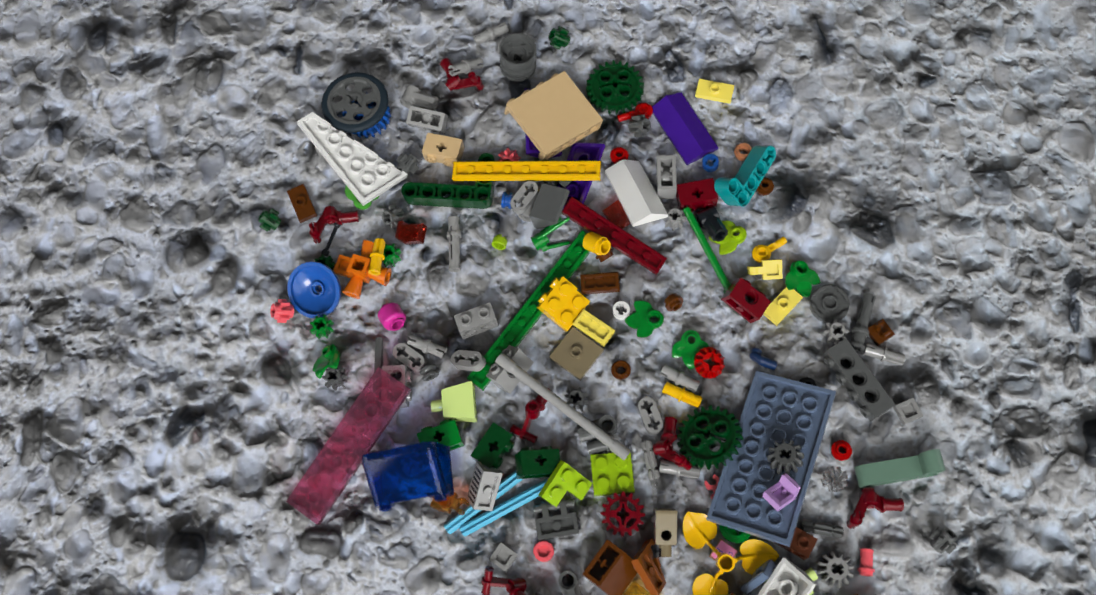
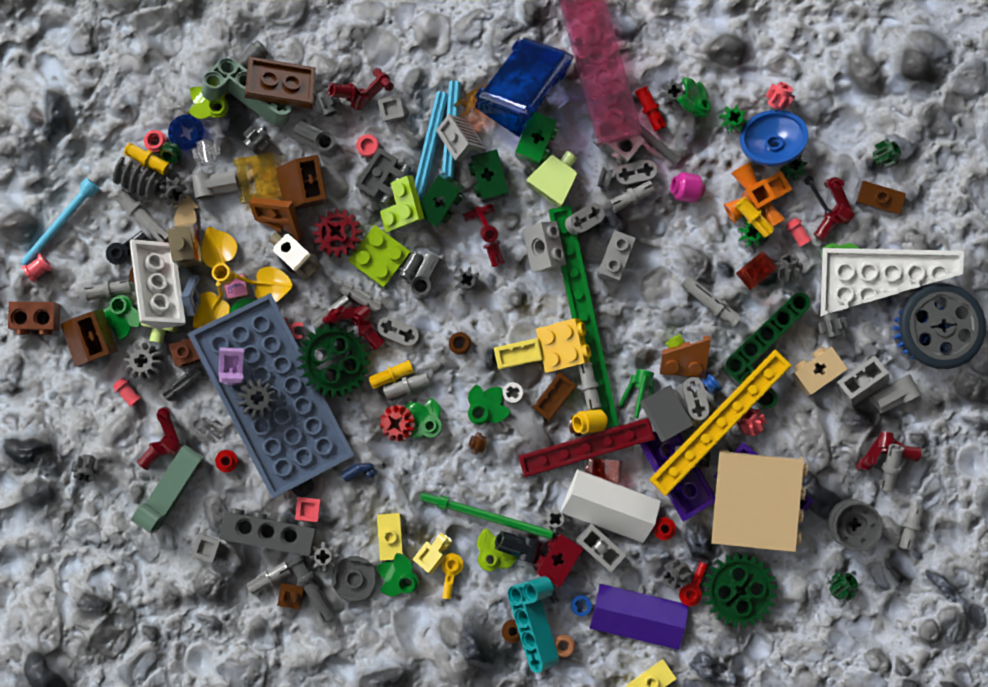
camera: 120 degrees right, 15 degrees up
(357, 383) = (650, 108): none -> red pin
(364, 231) = (798, 231): none -> coral pin
(504, 226) = (686, 359): none -> dark orange wing
(575, 263) = (589, 386): none -> light grey pin
(576, 353) = (509, 319): dark tan plate -> none
(614, 445) = (538, 244): light grey piece -> none
(735, 298) = (407, 505): dark red brick -> none
(818, 369) = (308, 509): none -> coral plate

